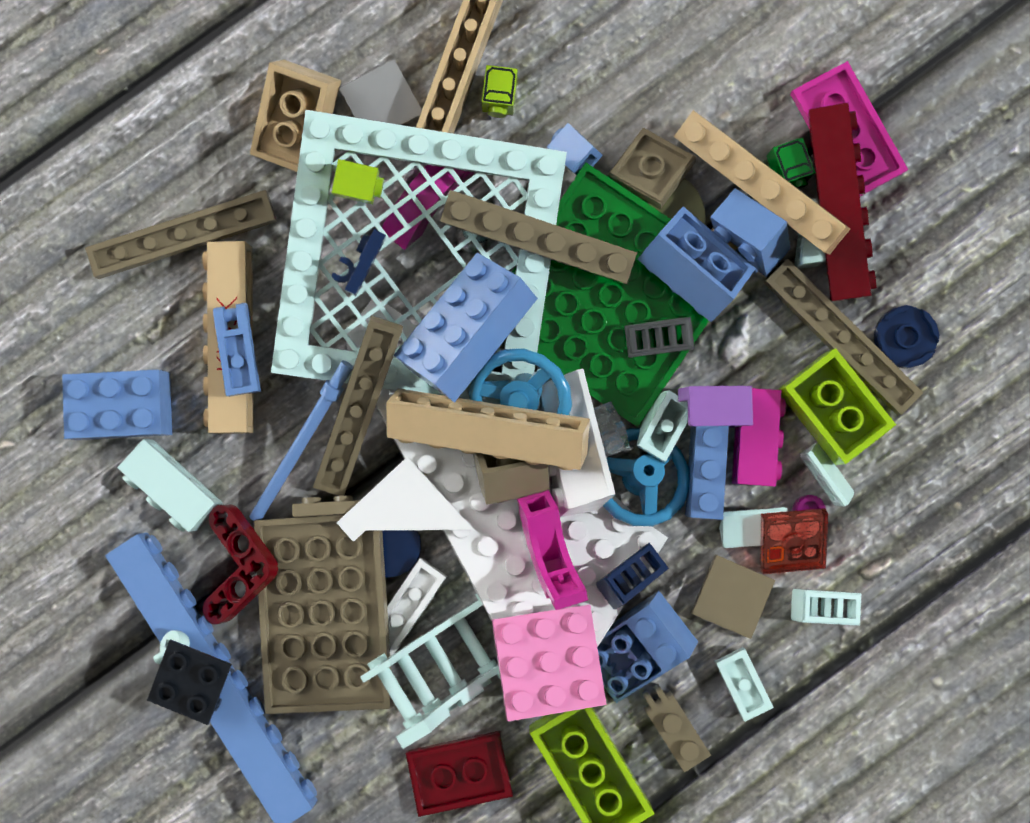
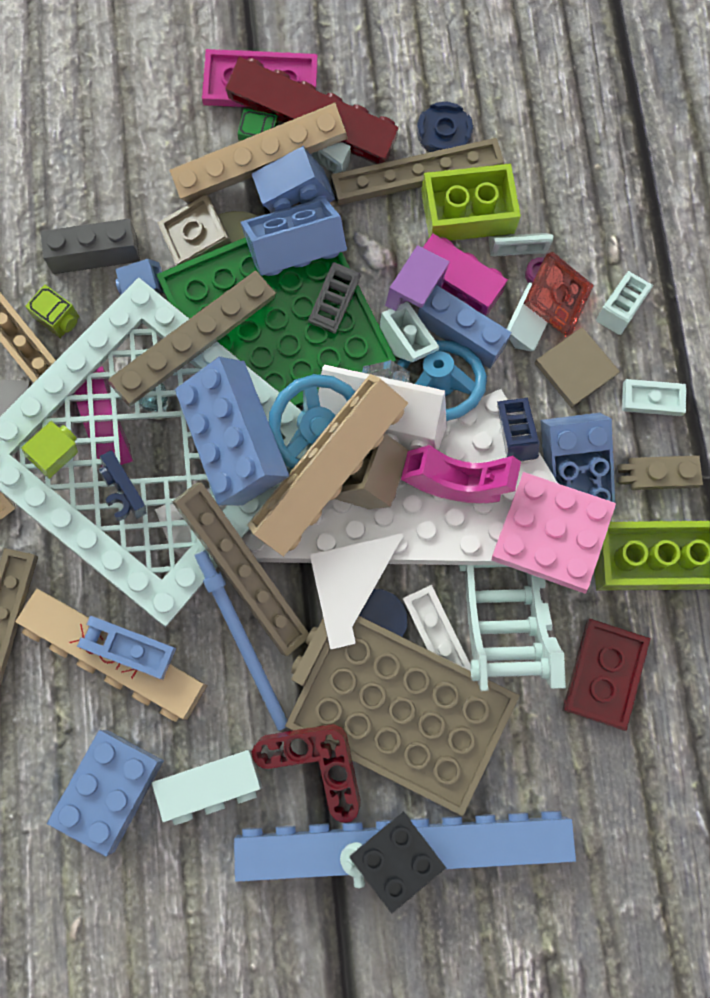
camera: 65 degrees left, 10 degrees down
(581, 83) = (90, 246): none -> dark grey brick

